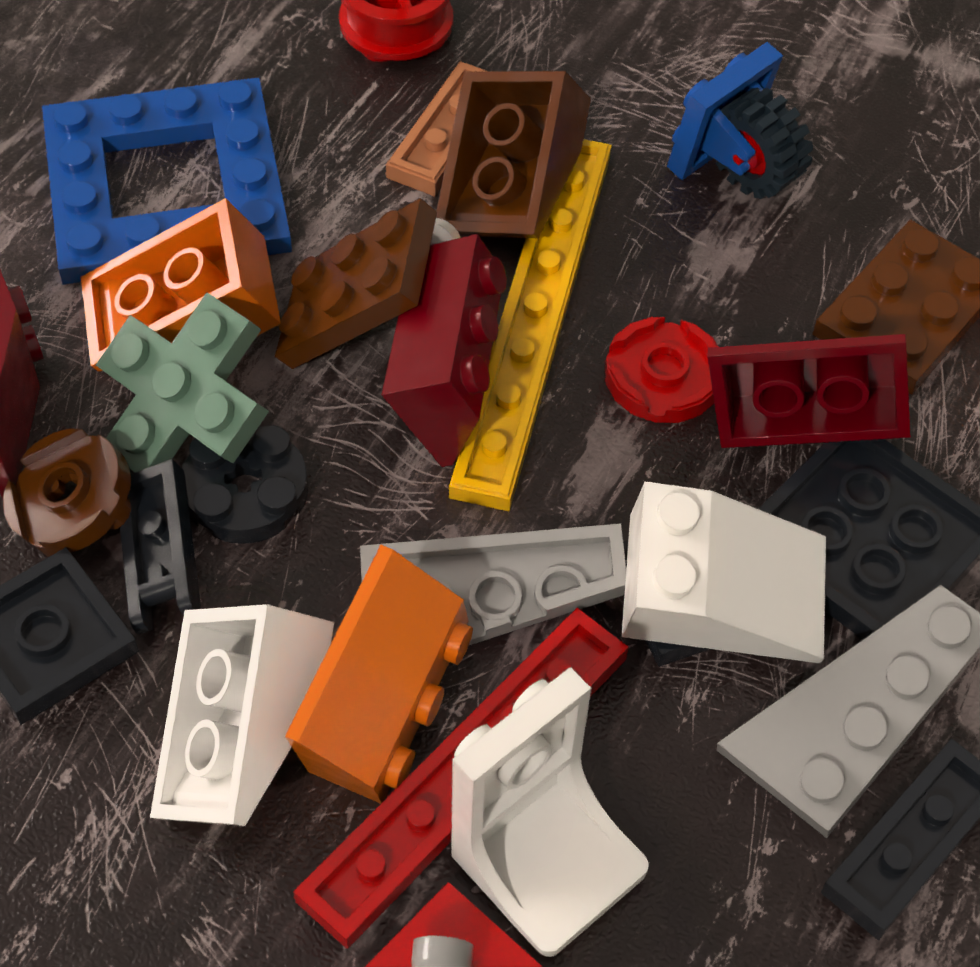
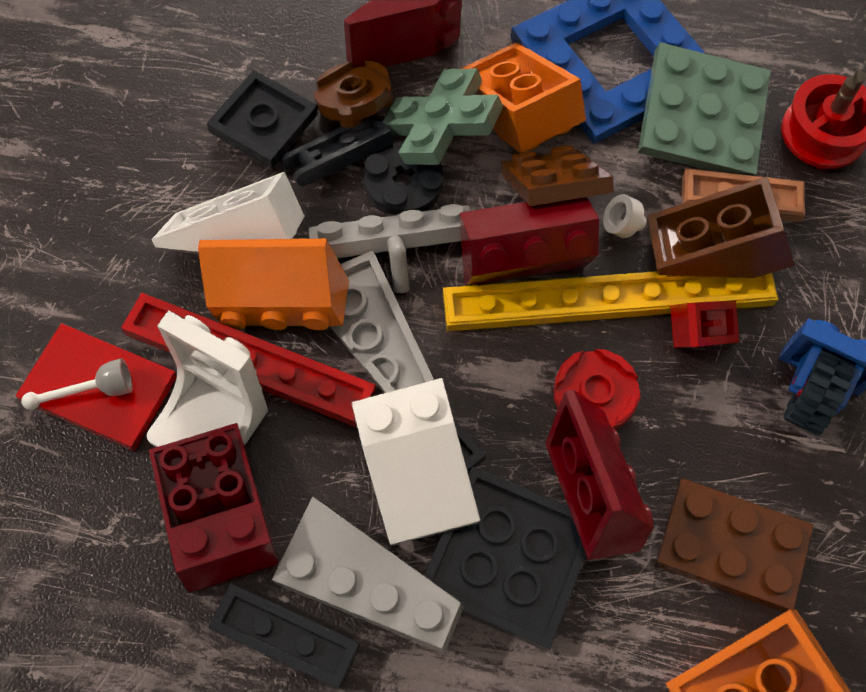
camera: 70 degrees right, 10 degrees up
(314, 112) = (704, 111): none -> sand green plate
(338, 514) = (394, 235): none -> light grey plate
(621, 228) = (704, 323): none -> red slope
(699, 875) = (211, 508): none -> dark red slope

